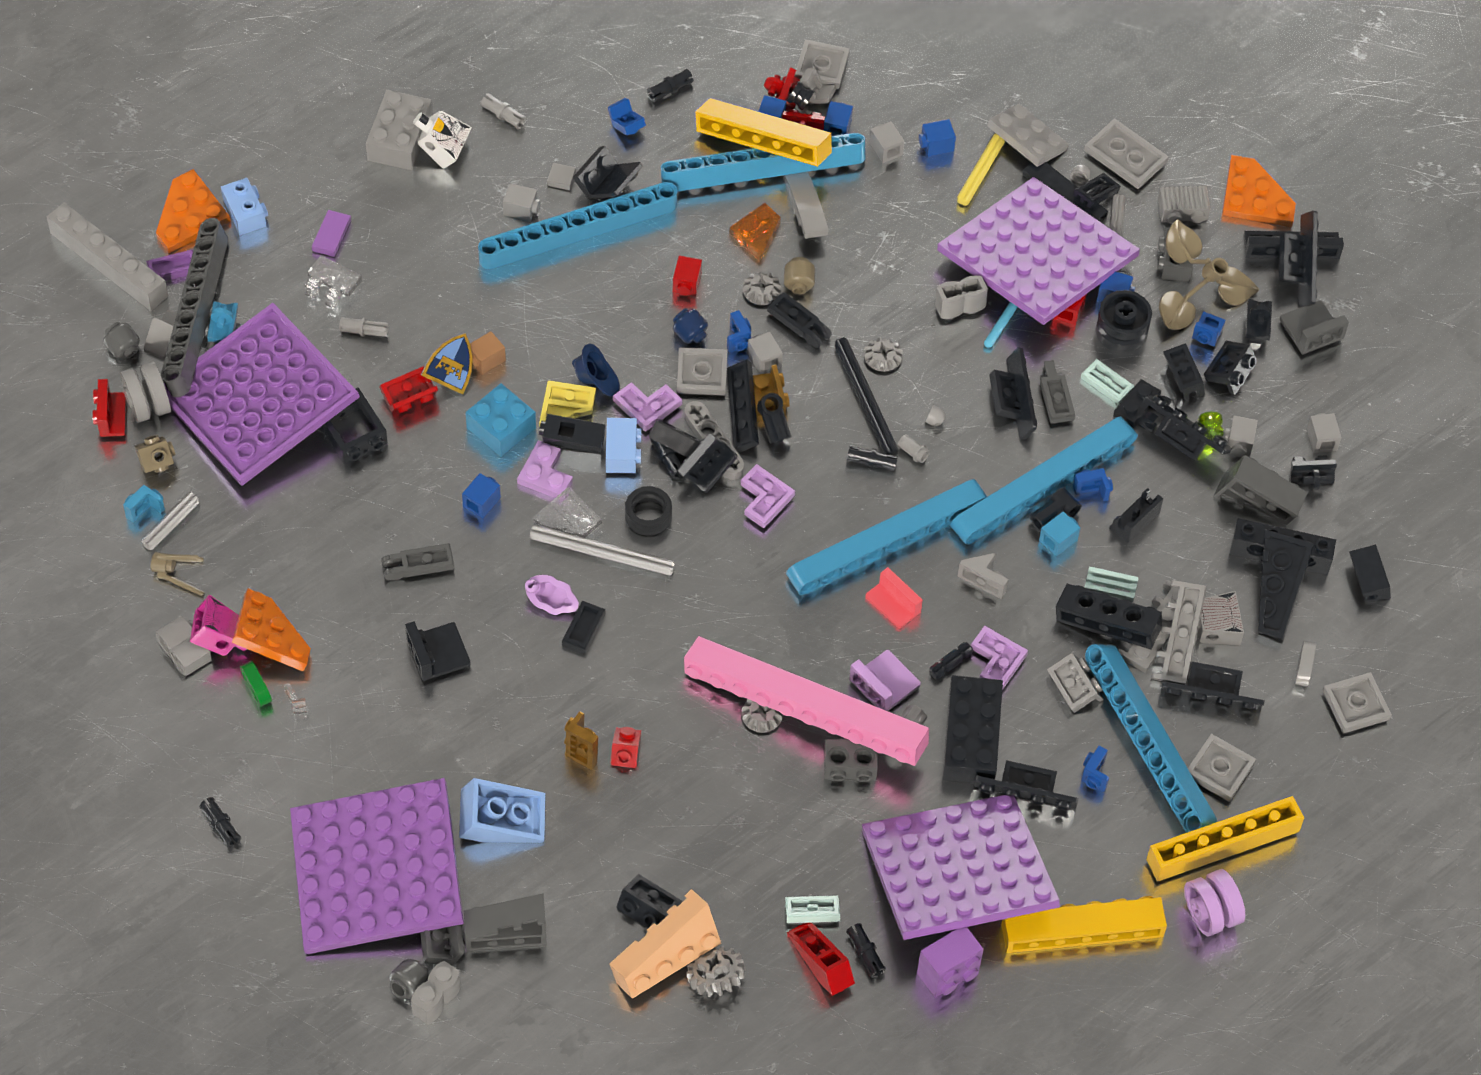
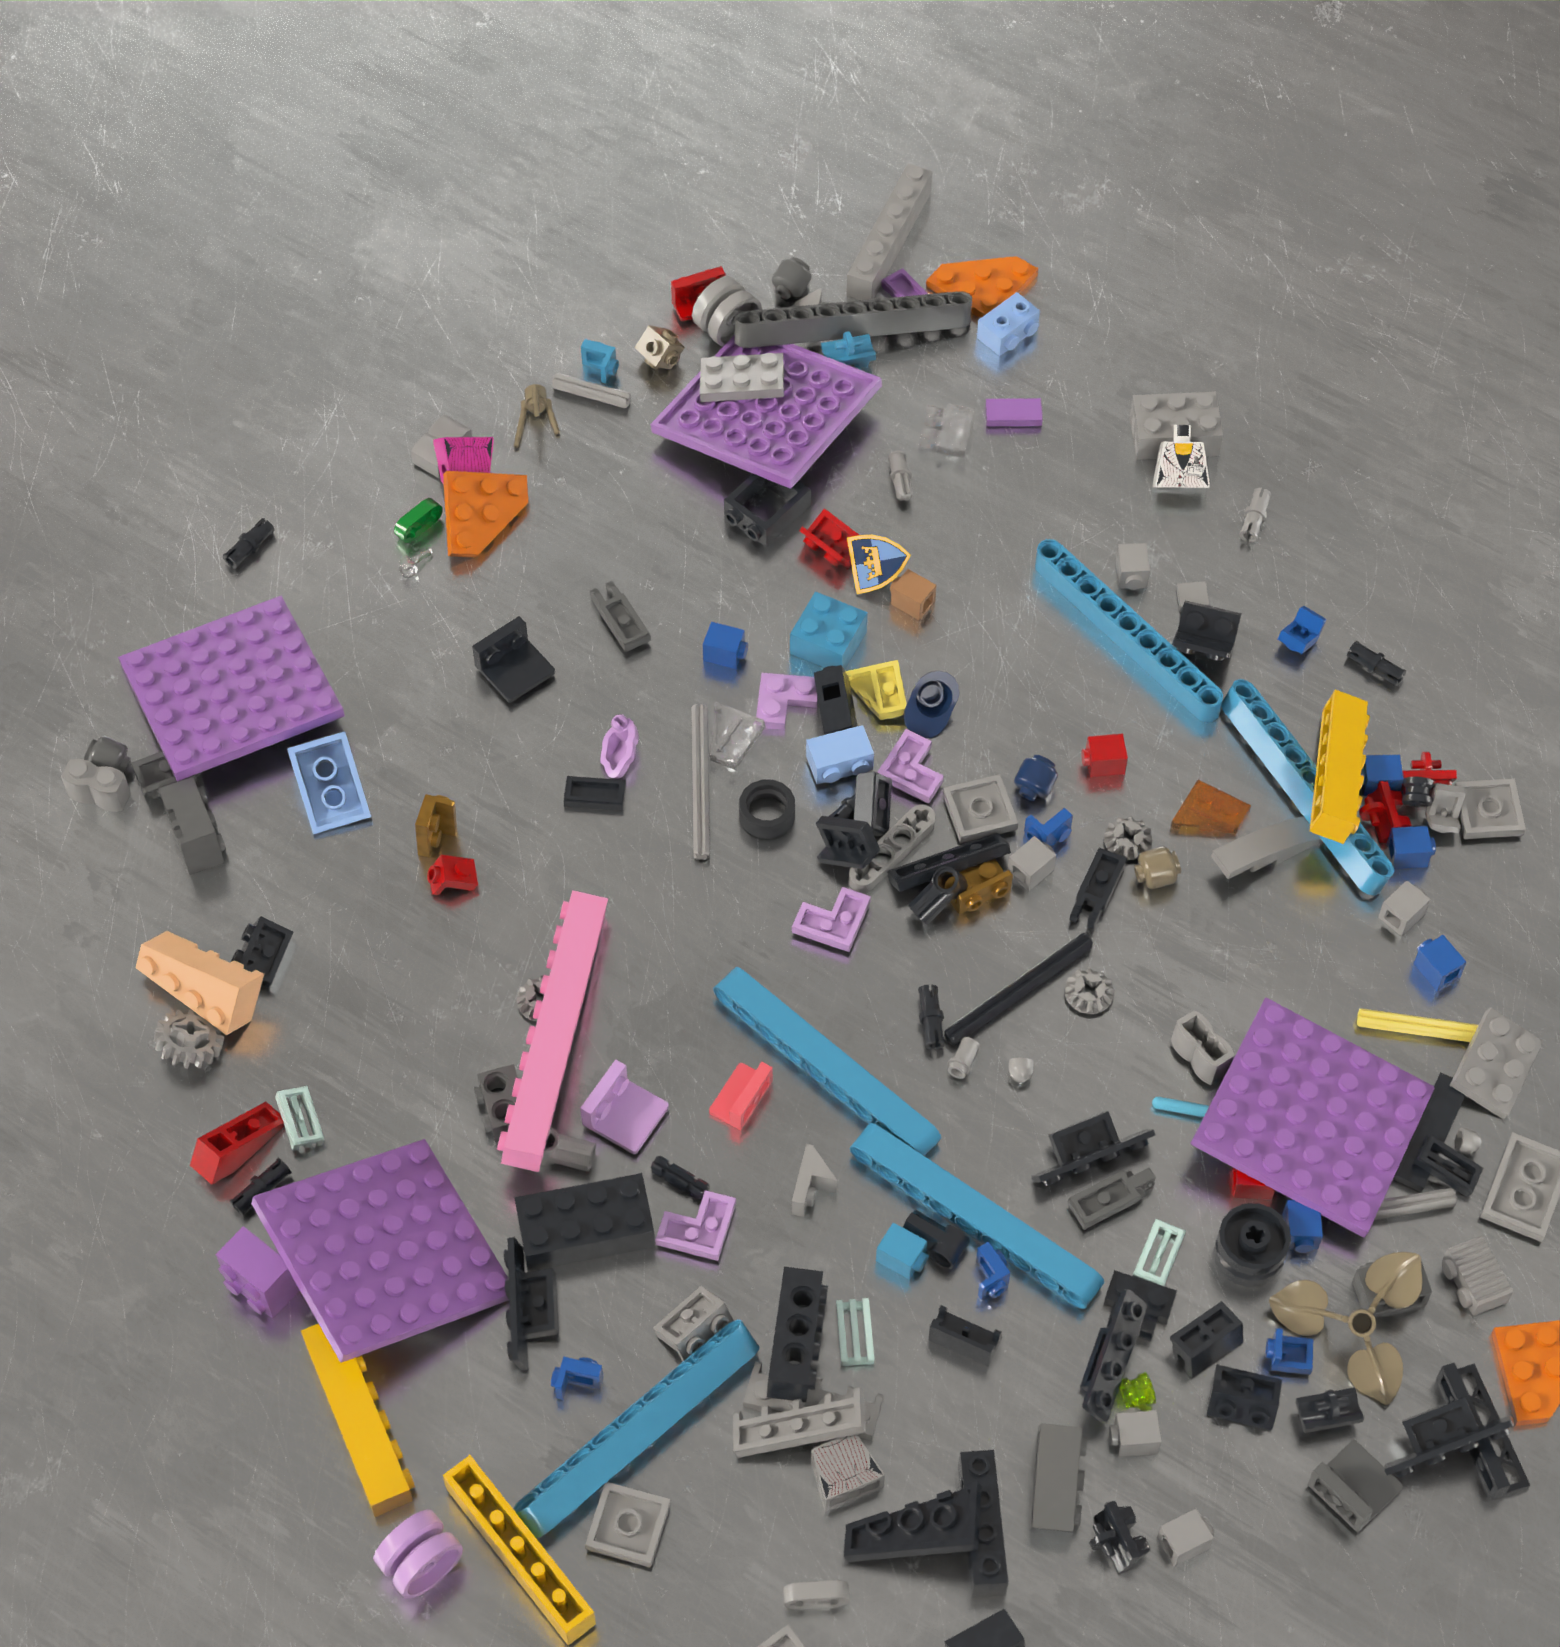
camera: 75 degrees right, 0 degrees up
(222, 401) = (742, 377): none -> light grey plate
(1214, 682) = (744, 1489): black bracket -> none

